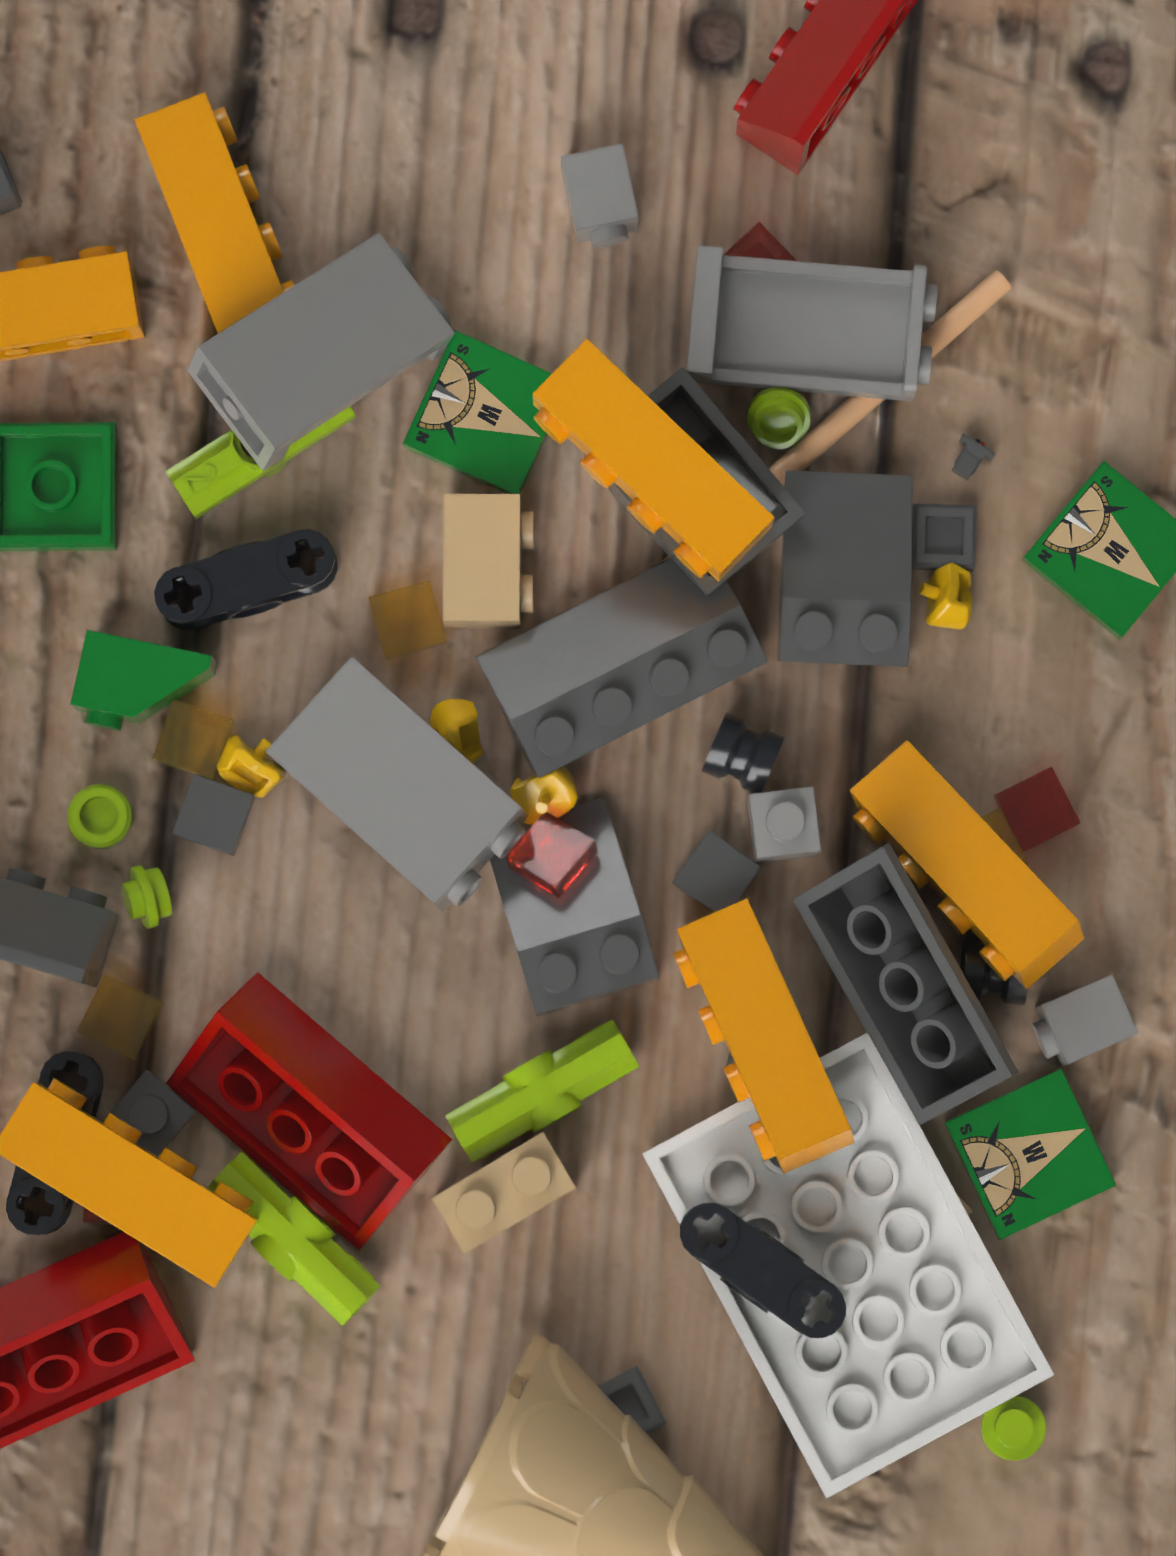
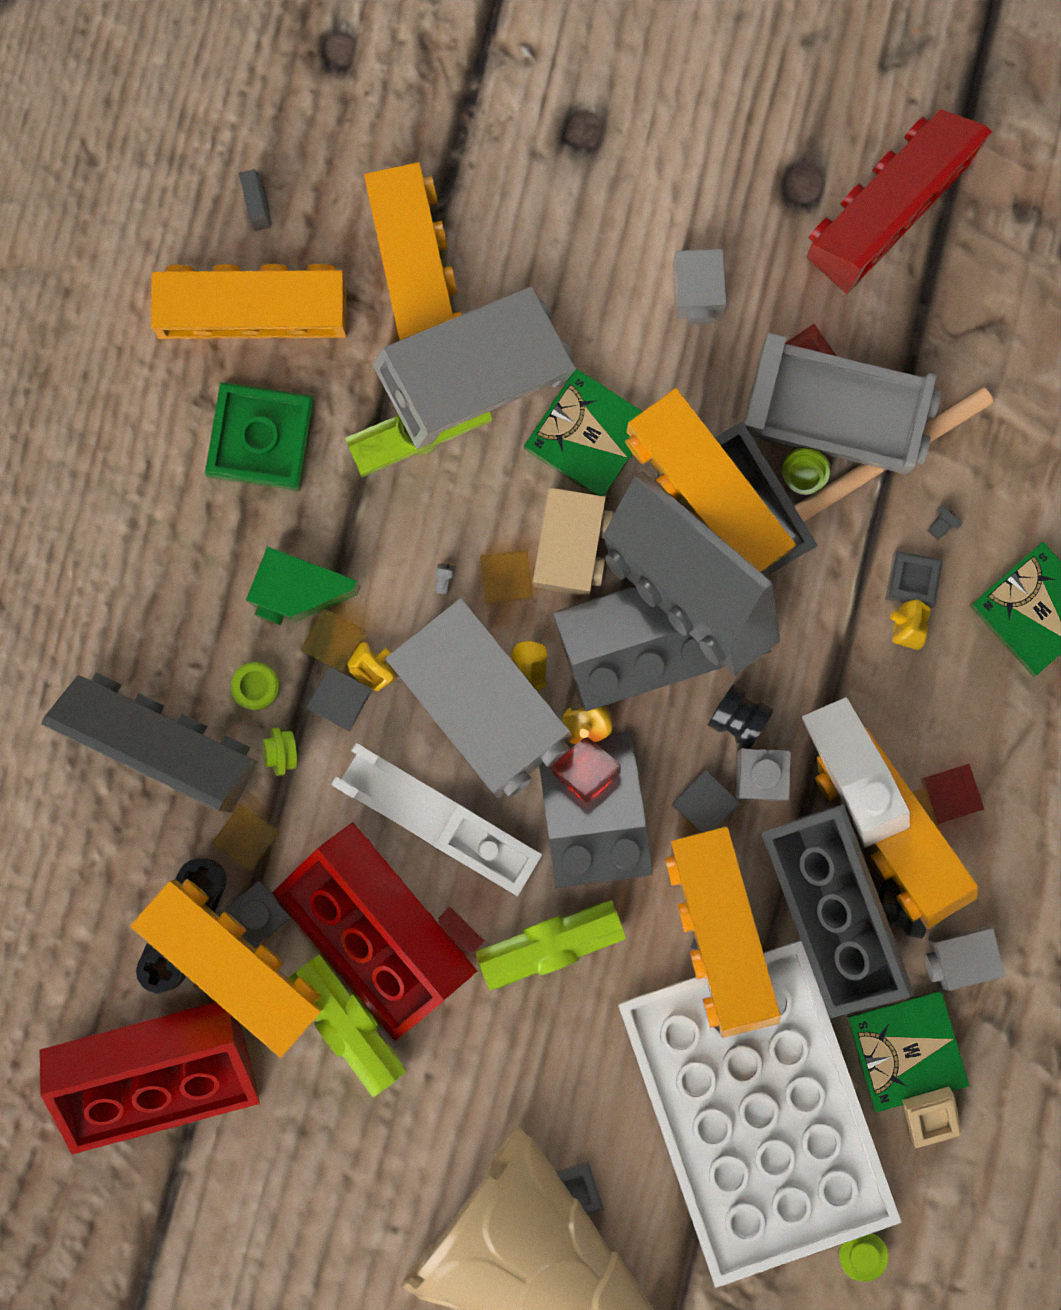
camera: 10 degrees right, 0 degrees up
(246, 579) = (391, 528): black piece -> none
(325, 628) = (444, 573): none -> piece
(369, 952) = (438, 820): none -> white piece
(421, 1090) = (460, 929): none -> clear red tile
(503, 1193) = (509, 1018): tan brick -> none
(646, 580) = (691, 576): none -> dark grey slope
(763, 1270) = (696, 1110): black piece -> none
(847, 570) = (840, 593): dark grey slope -> none
(903, 800) = (858, 772): none -> white slope
(1074, 1234) = (932, 1117): none -> tan tile

